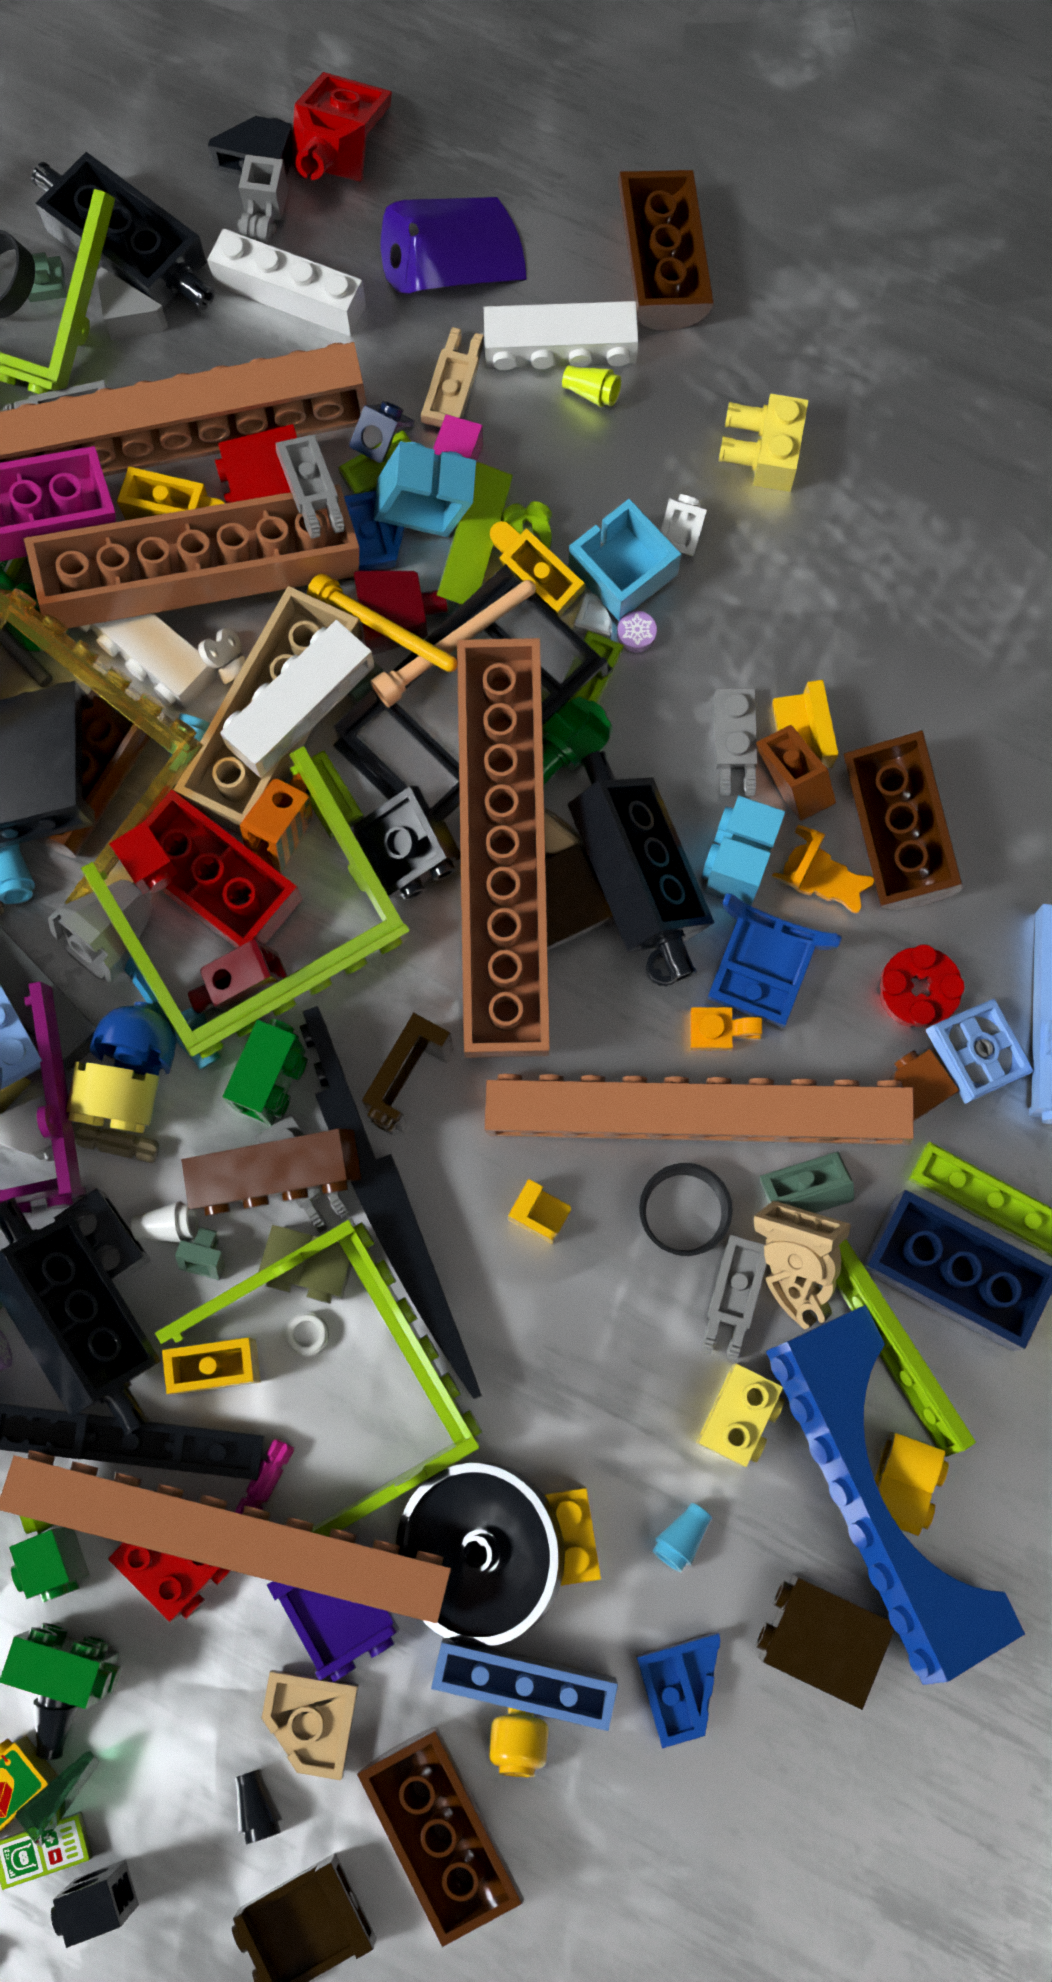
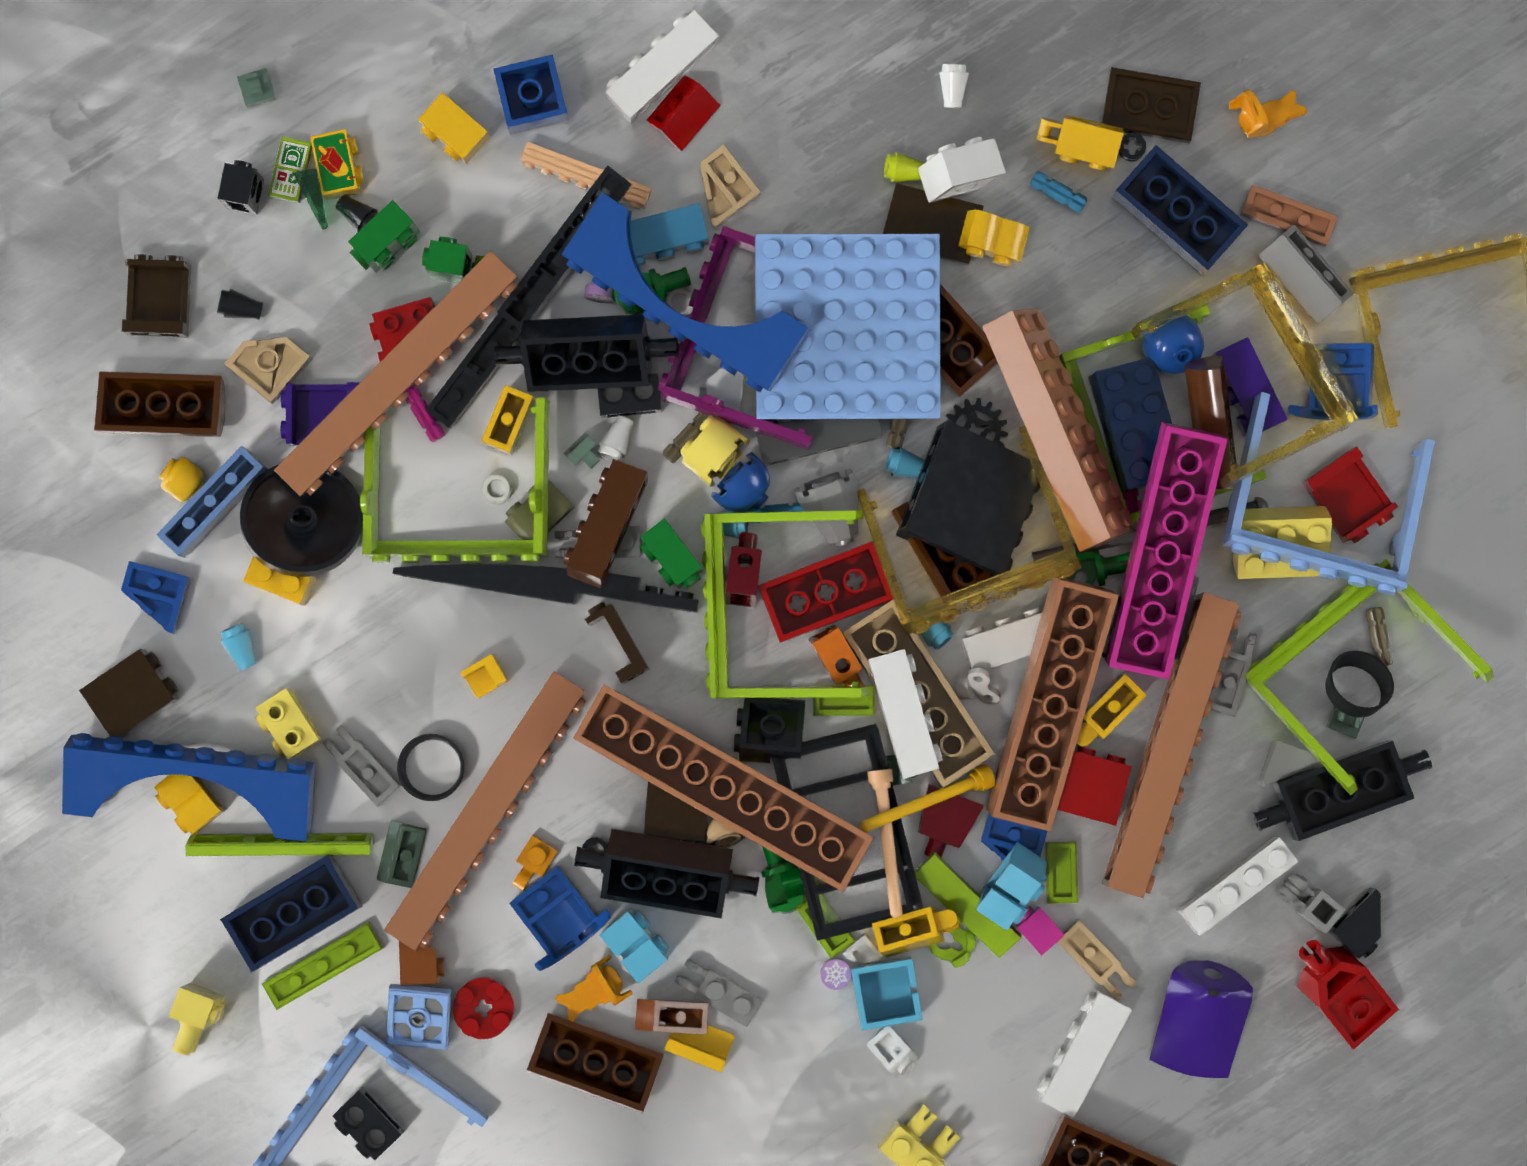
camera: 120 degrees right, 10 degrees up
(144, 859) = (850, 554): red brick -> none
(310, 482) = (1057, 809): light grey hinge -> none
(385, 417) = (1089, 894): dark blue bracket -> none
(594, 384) = (1034, 1054): neon yellow cone -> none
(801, 1255) = (357, 819): tan piece -> none

